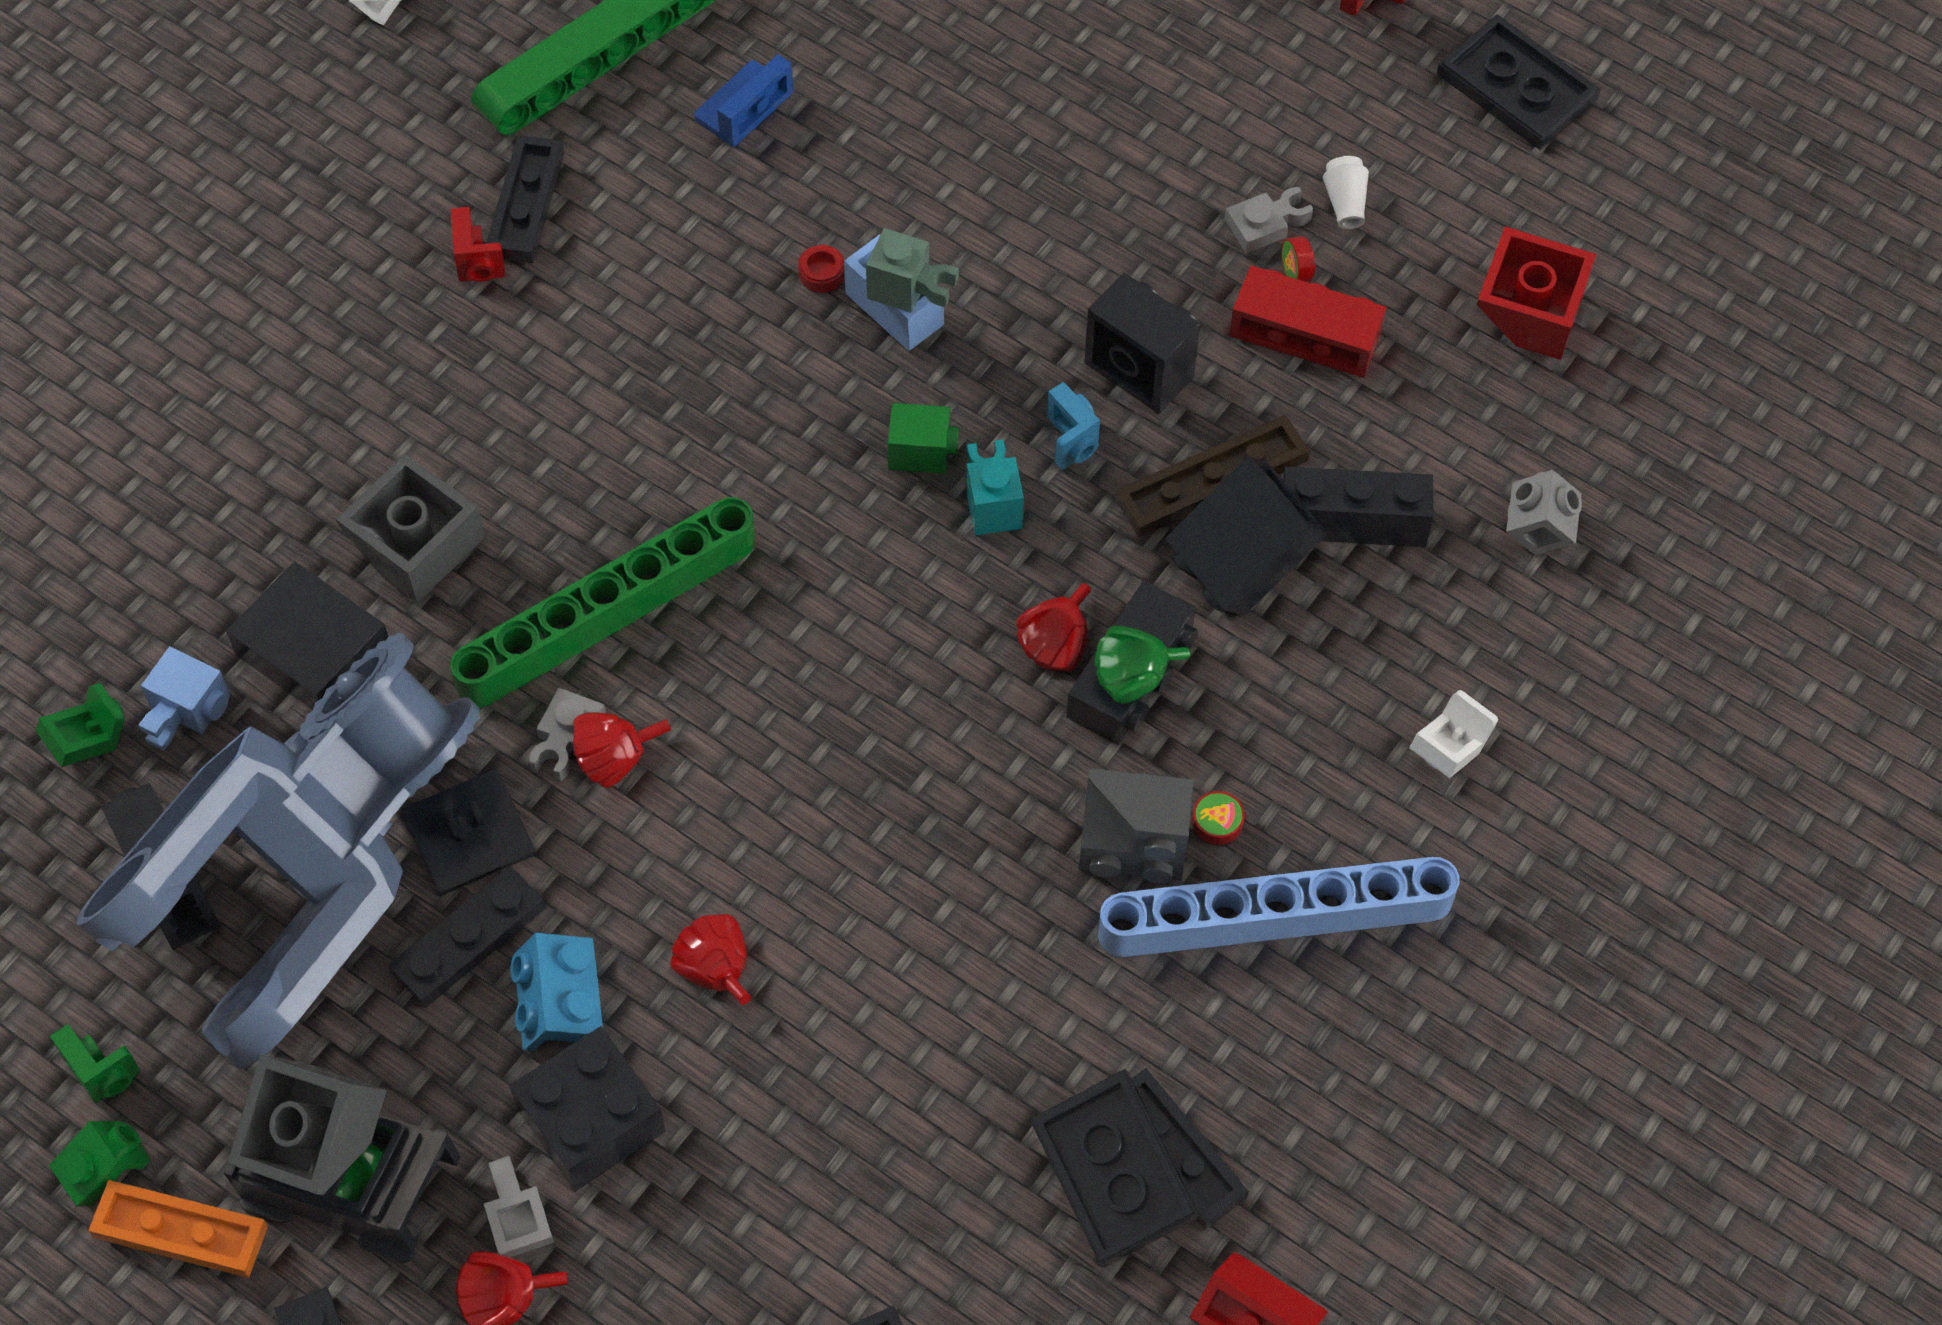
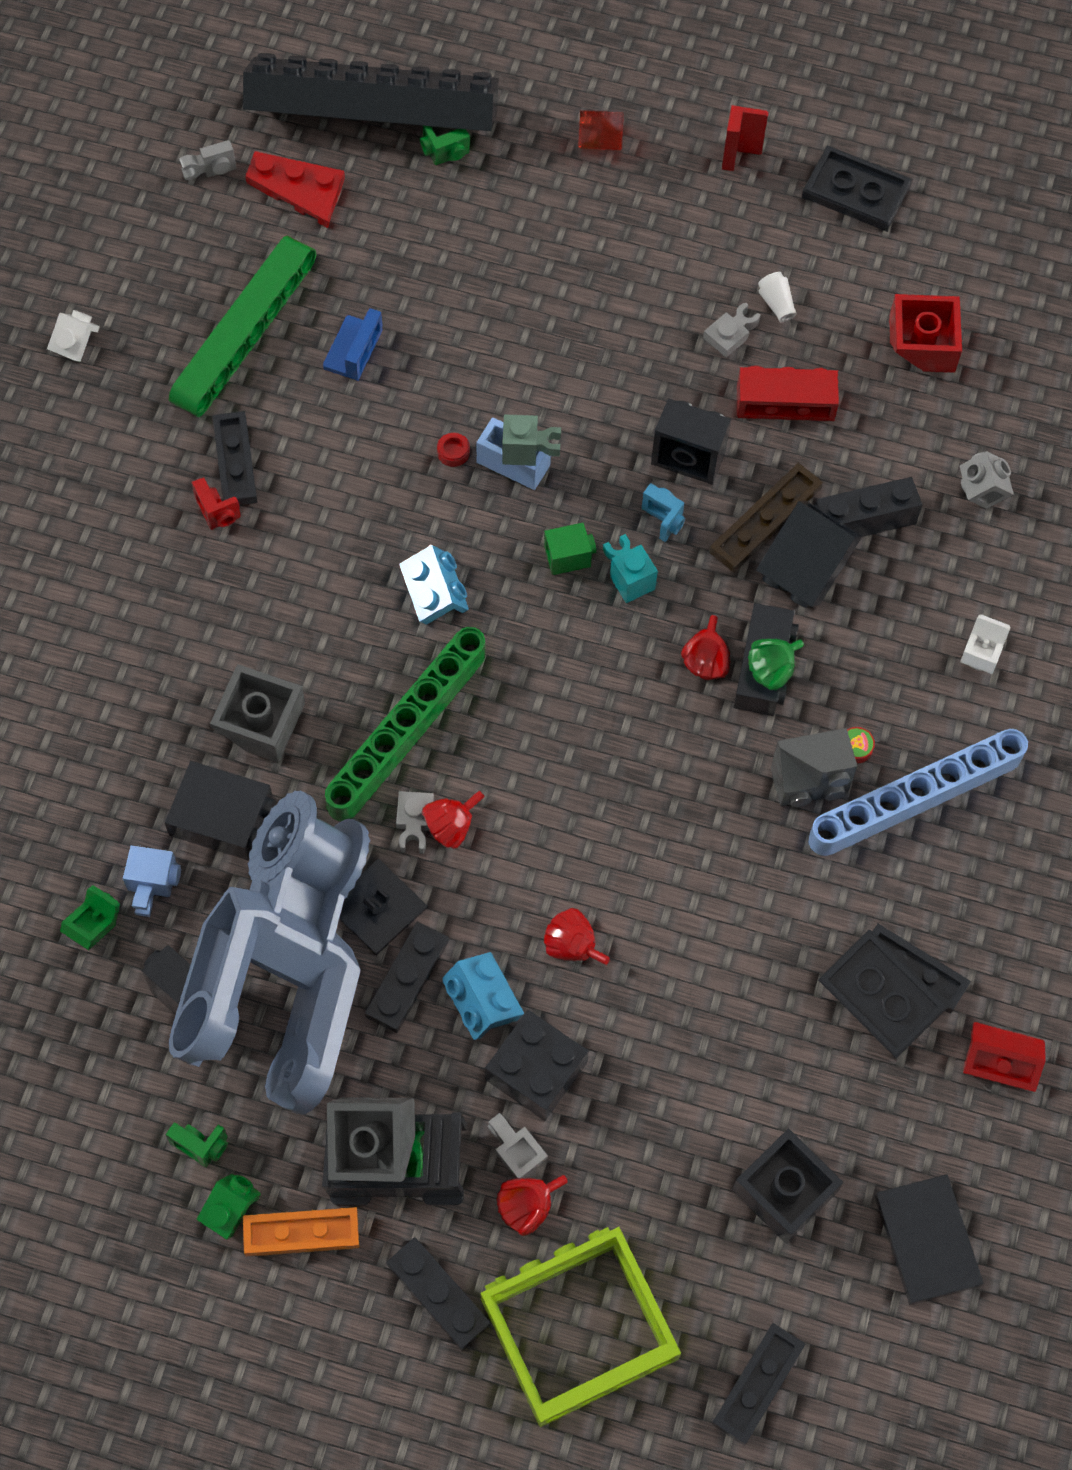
camera: 20 degrees left, 5 degrees up
(720, 432) = (433, 584): none -> bracket
(1298, 258) = (765, 353): red tile -> none

